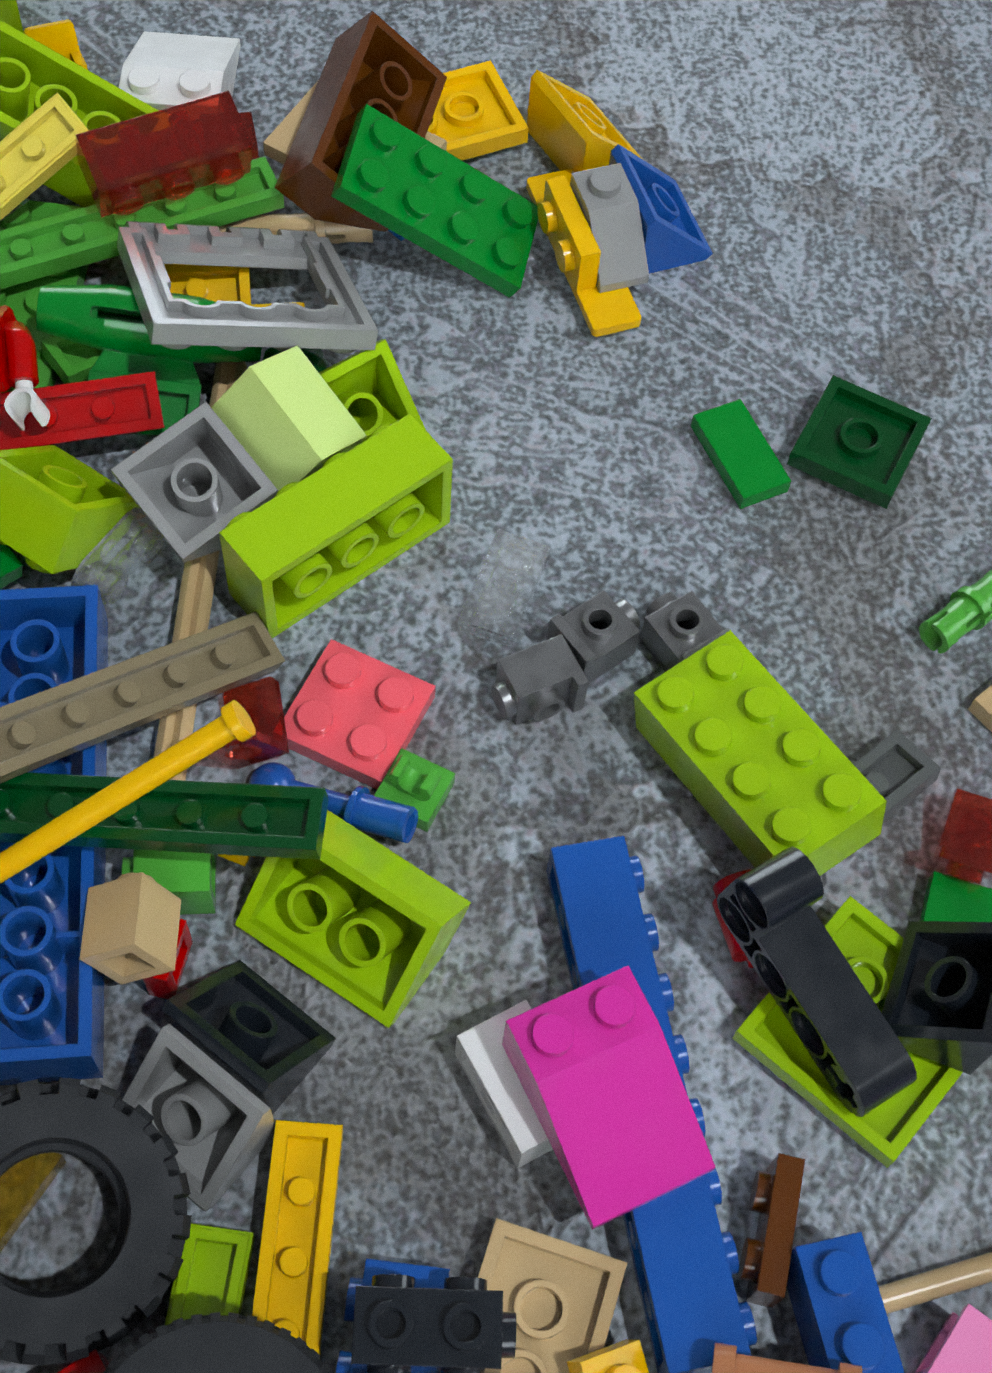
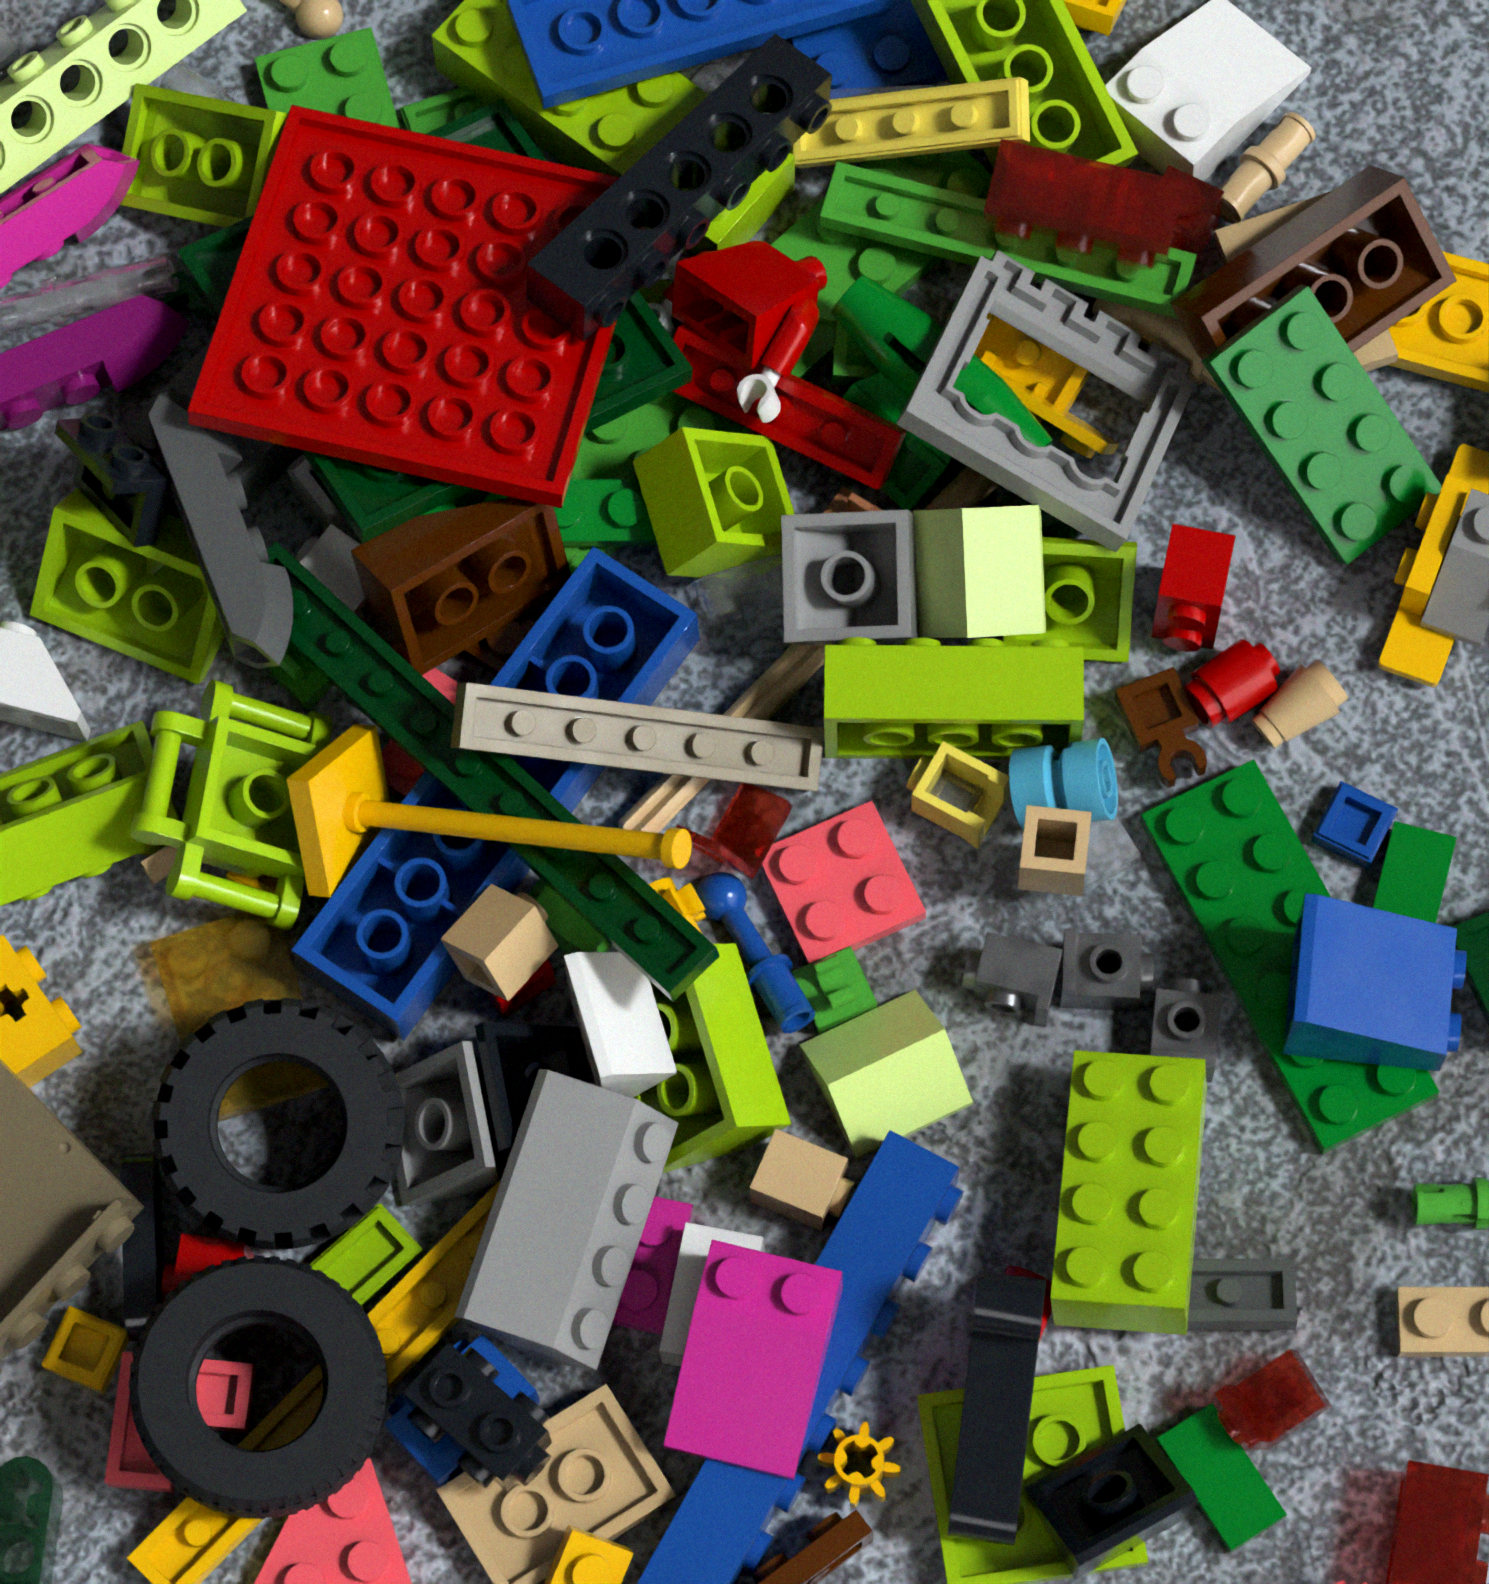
camera: 50 degrees right, 10 degrees up
(260, 96) = (1265, 166): none -> tan pin
(273, 930) = (618, 1022): none -> white slope
(363, 1111) = (566, 1220): none -> light grey slope
(390, 589) = (958, 792): none -> light yellow window
(440, 349) = (1192, 588): none -> red brick
(443, 1099) = (653, 1269): none -> dark pink plate
(462, 530) = (1074, 780): none -> medium azure wheel
(488, 452) = (1160, 717): none -> reddish brown plate
(502, 566) = (1054, 850): none -> tan brick
(503, 817) = (887, 1073): none -> yellowish green slope
(512, 940) = (801, 1181): none -> tan brick
(513, 401) = (1232, 683): none -> red brick
(568, 384) = (1300, 704): none -> tan cone
(667, 438) = (1354, 825): none -> blue tile
(703, 545) = (1244, 890): none -> green plate
(757, 1115) = (855, 1483): none -> yellow gear
(785, 510) = (1372, 986): none -> blue slope

